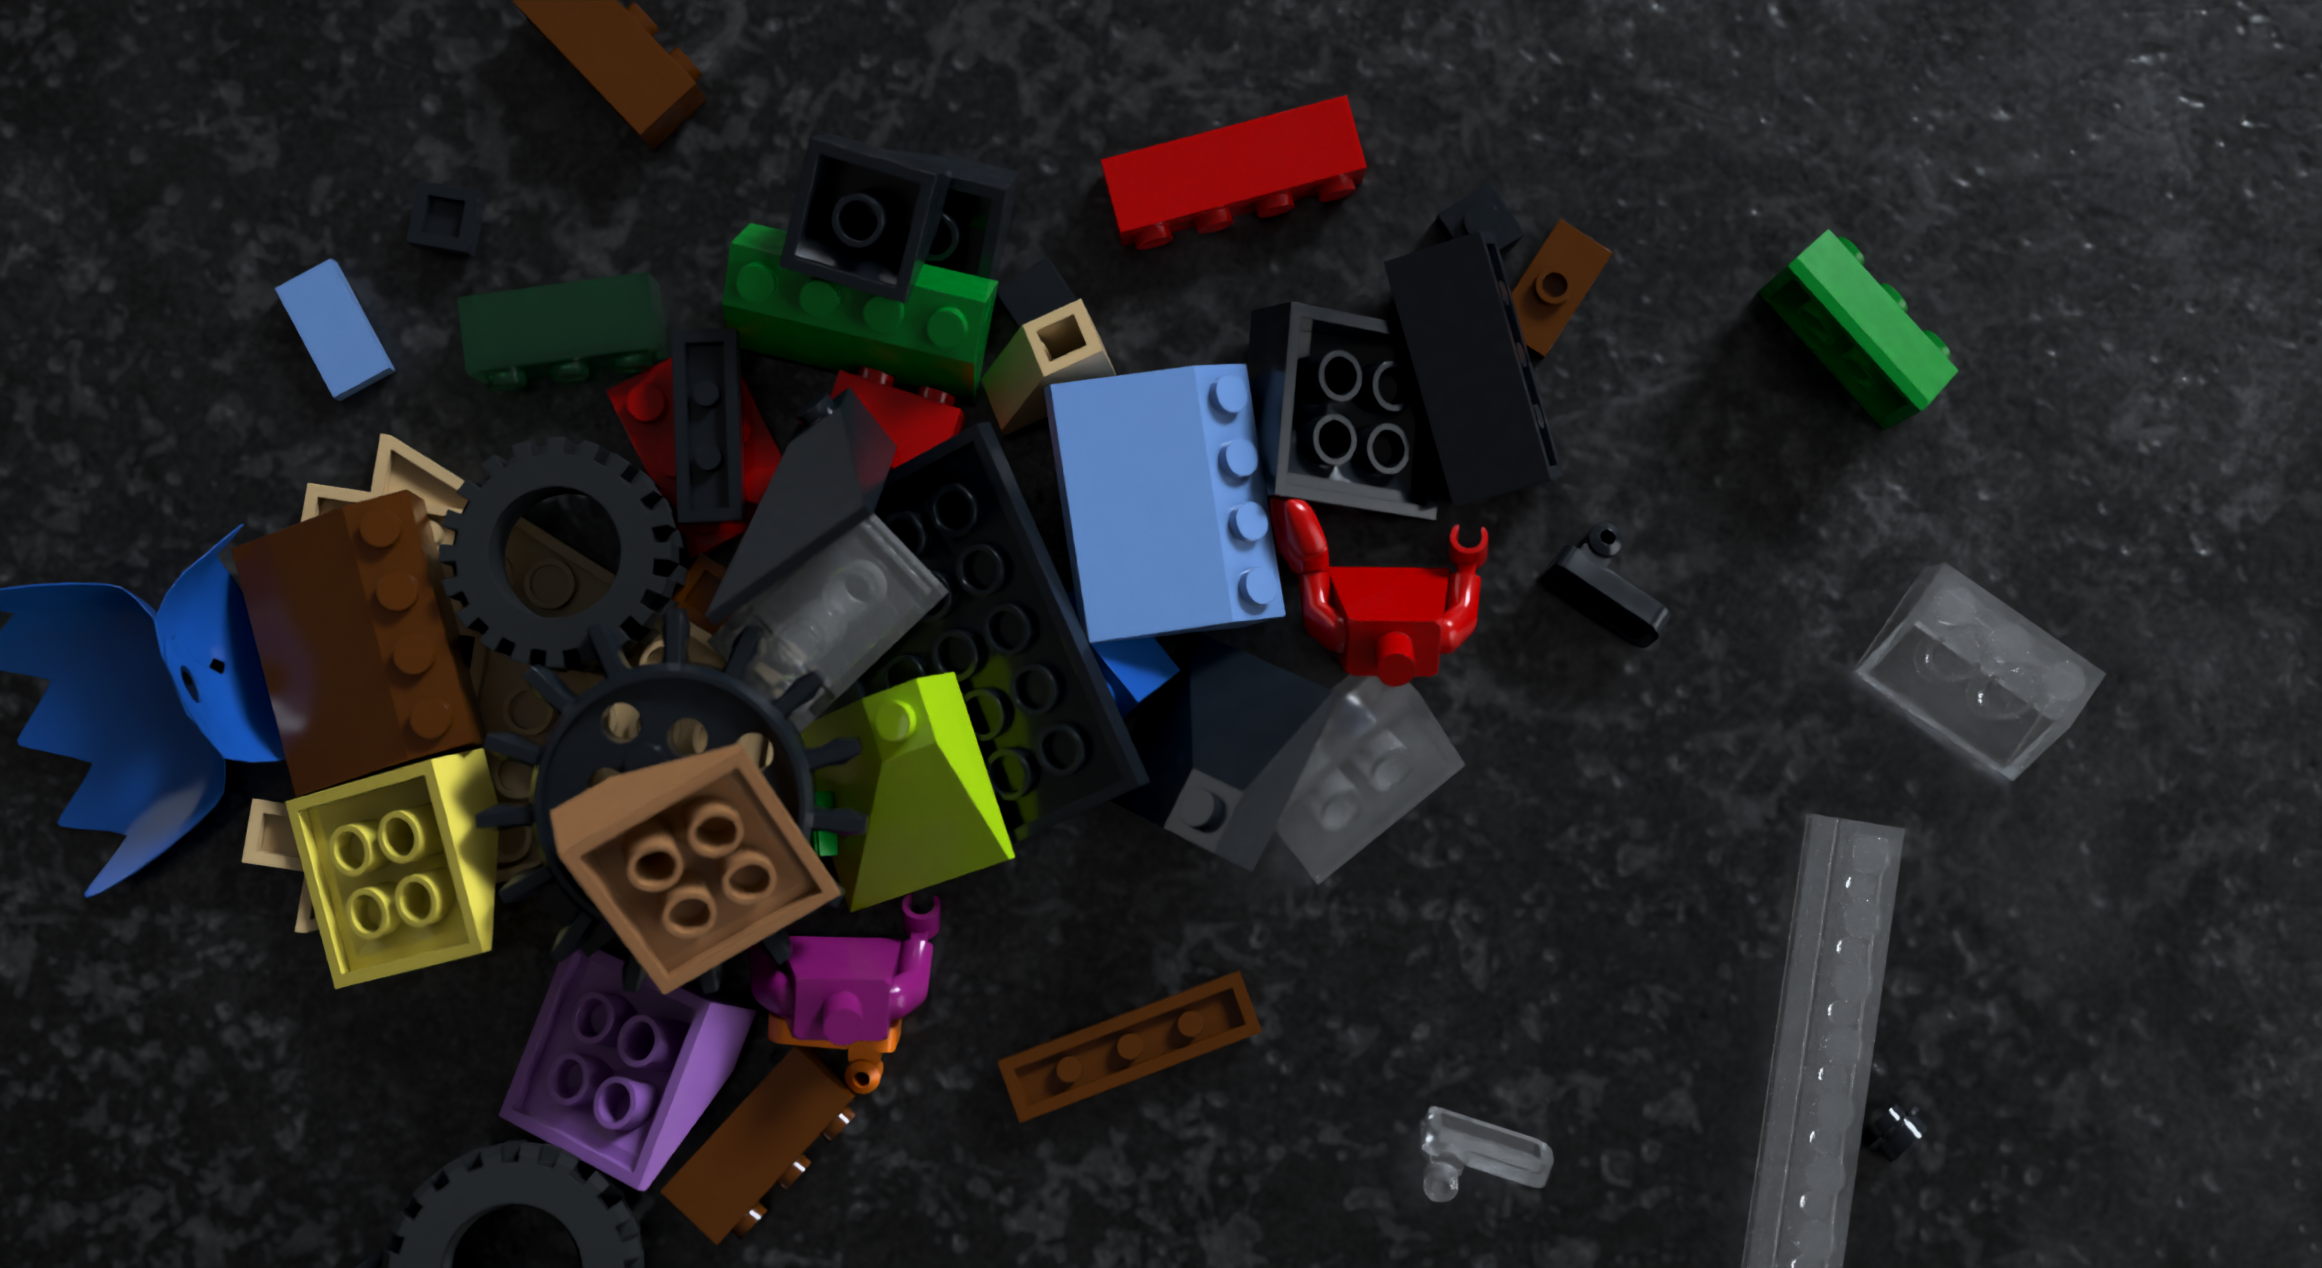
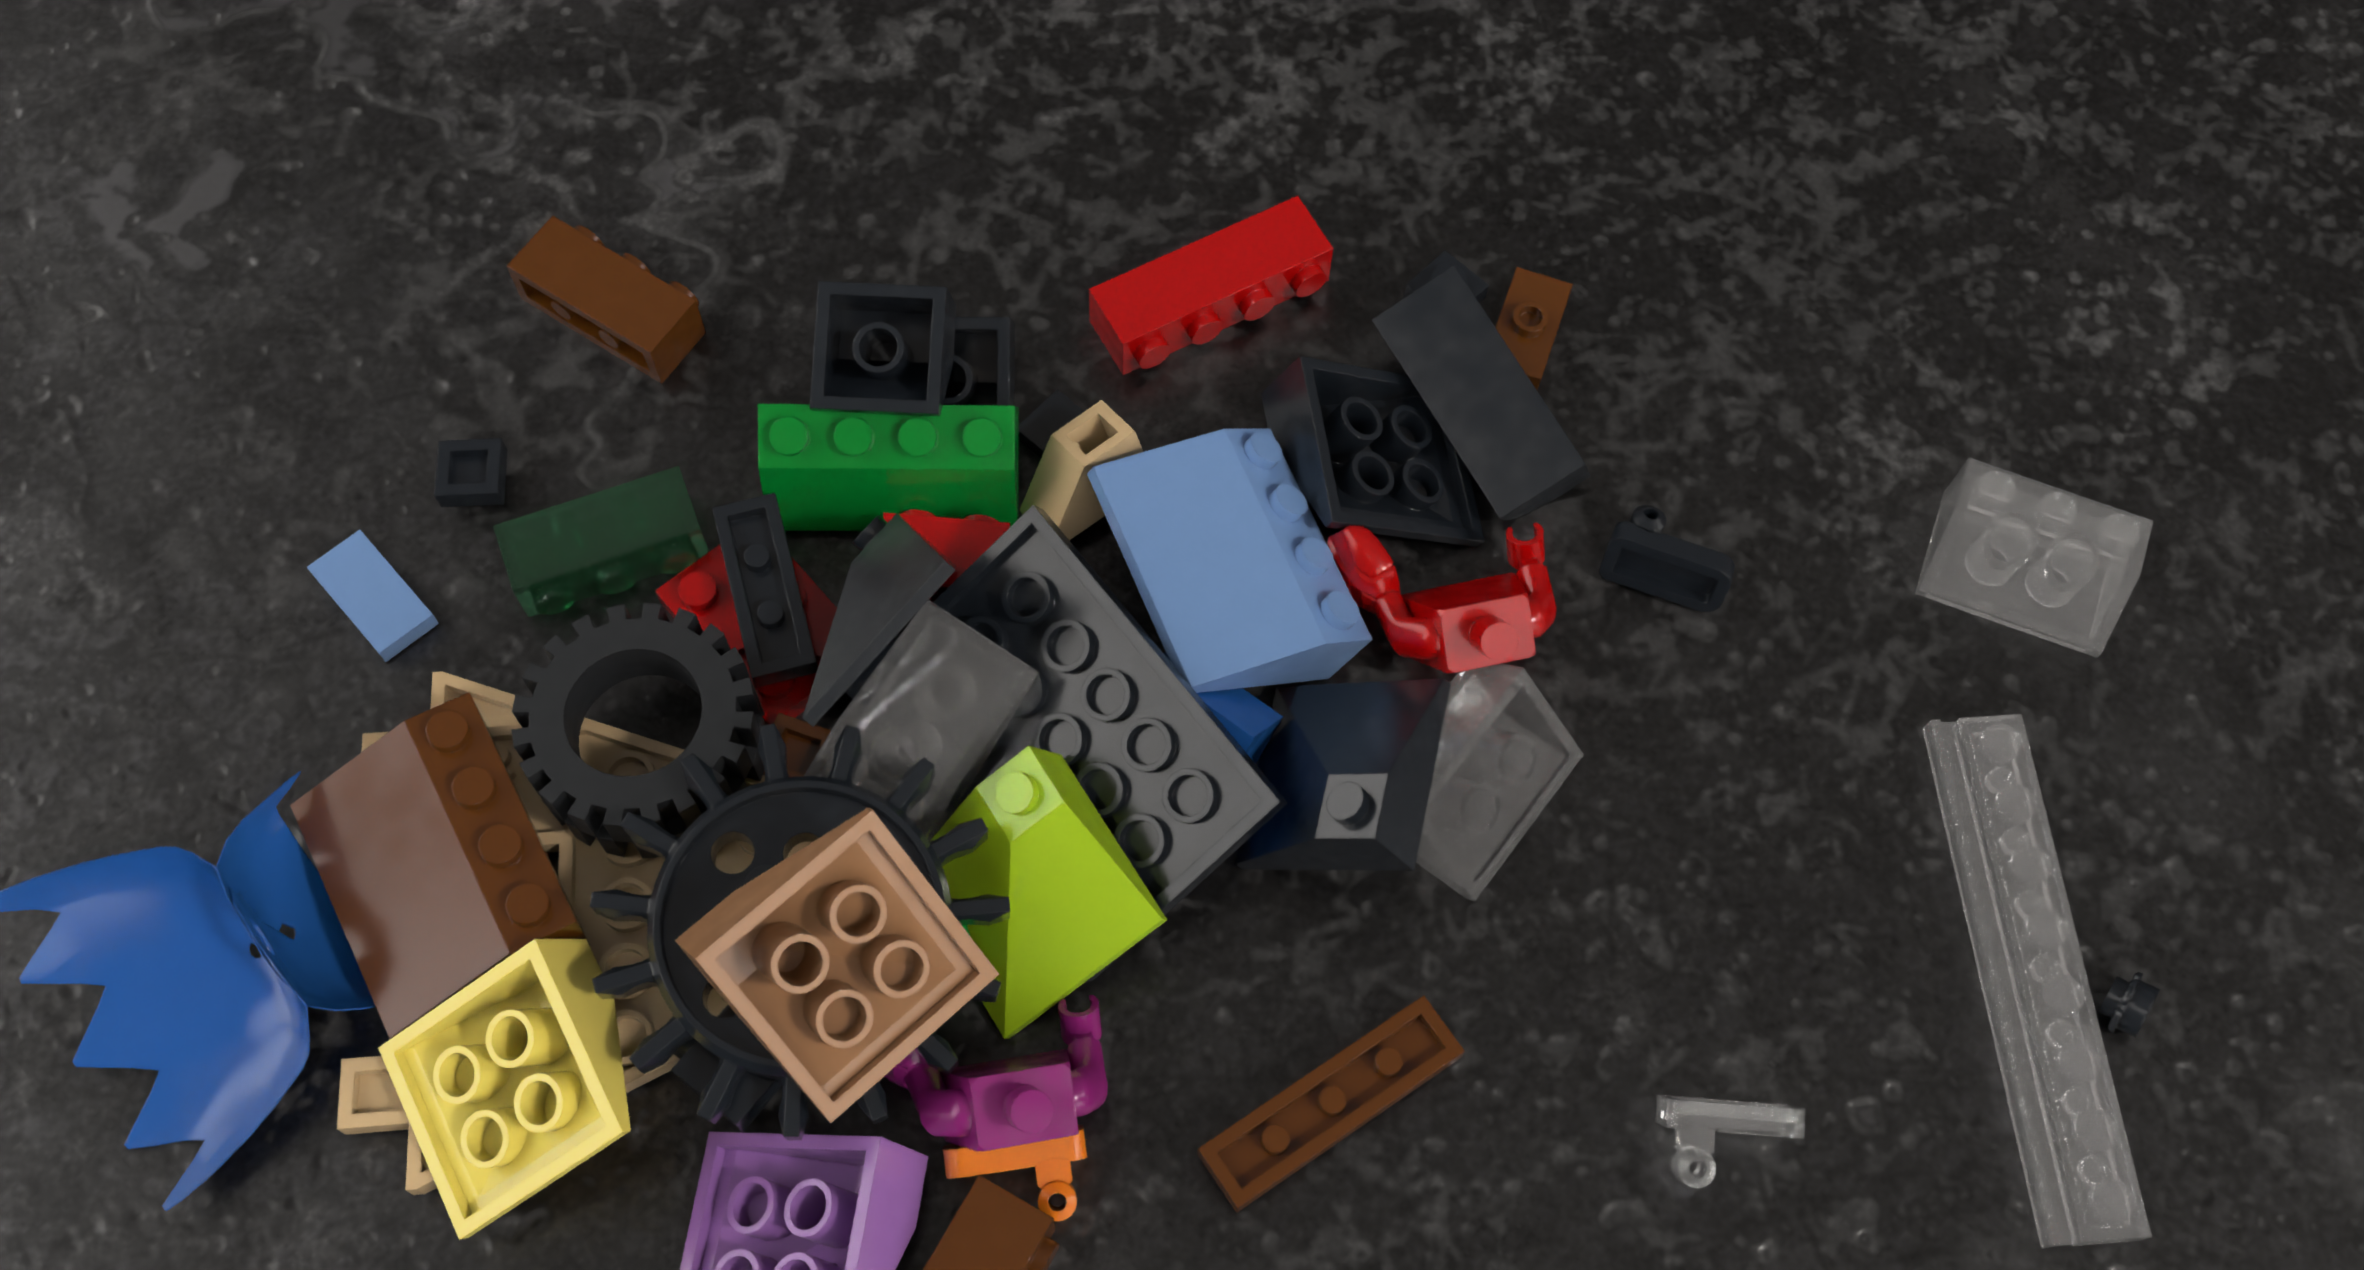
camera: 15 degrees left, 20 degrees down
(1860, 330) = (1810, 299): green slope -> none

